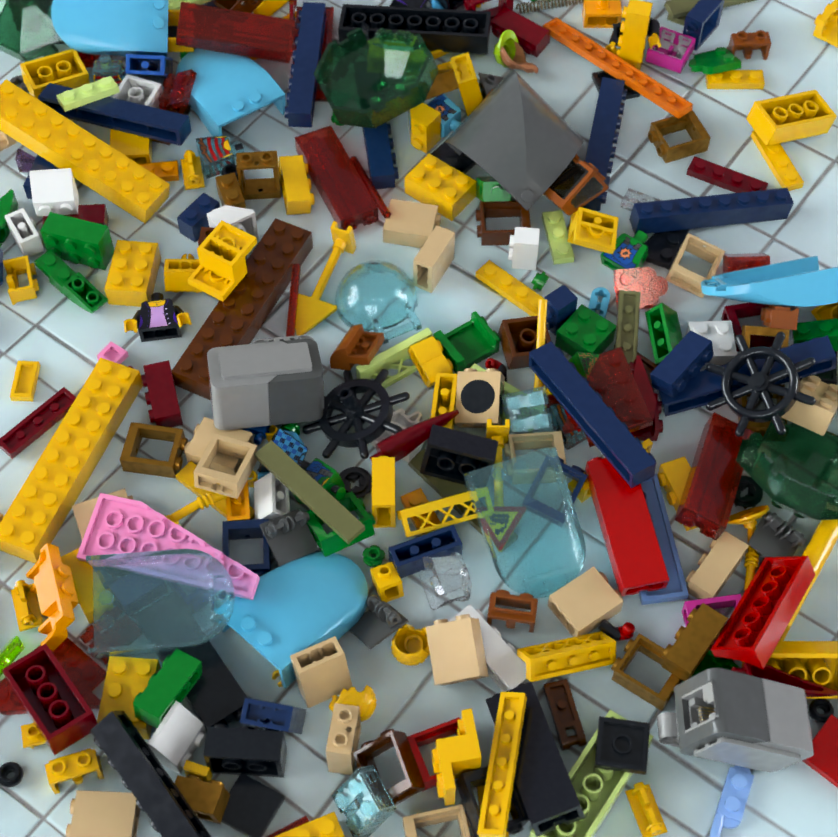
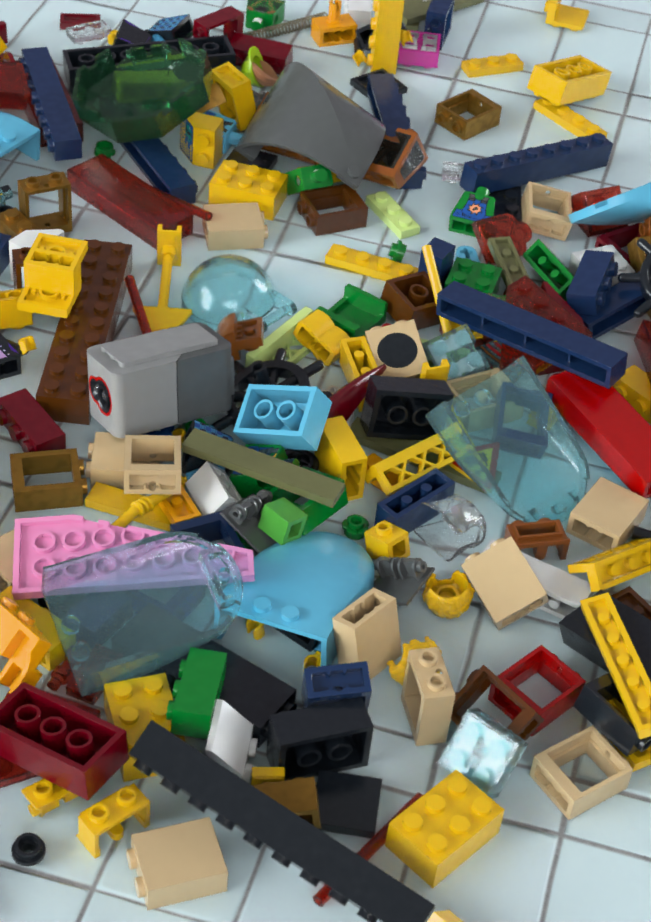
camera: 25 degrees left, 15 degrees down
(295, 185) = (90, 215): yellow brick -> none
(306, 543) = (282, 521): none -> bright green brick
(343, 448) = (283, 416): none -> medium azure brick
(433, 259) = (279, 246): tan brick -> none
(456, 756) = (569, 668): yellow bracket -> none
(525, 248) = (370, 222): white brick -> none
(593, 230) = (431, 195): yellow bracket -> none
(618, 68) = (371, 65): orange plate -> none
(714, 61) = (468, 51): green plate -> none
(724, 177) = (521, 139): dark red plate -> none
(749, 42) = (491, 33): dark orange window -> none

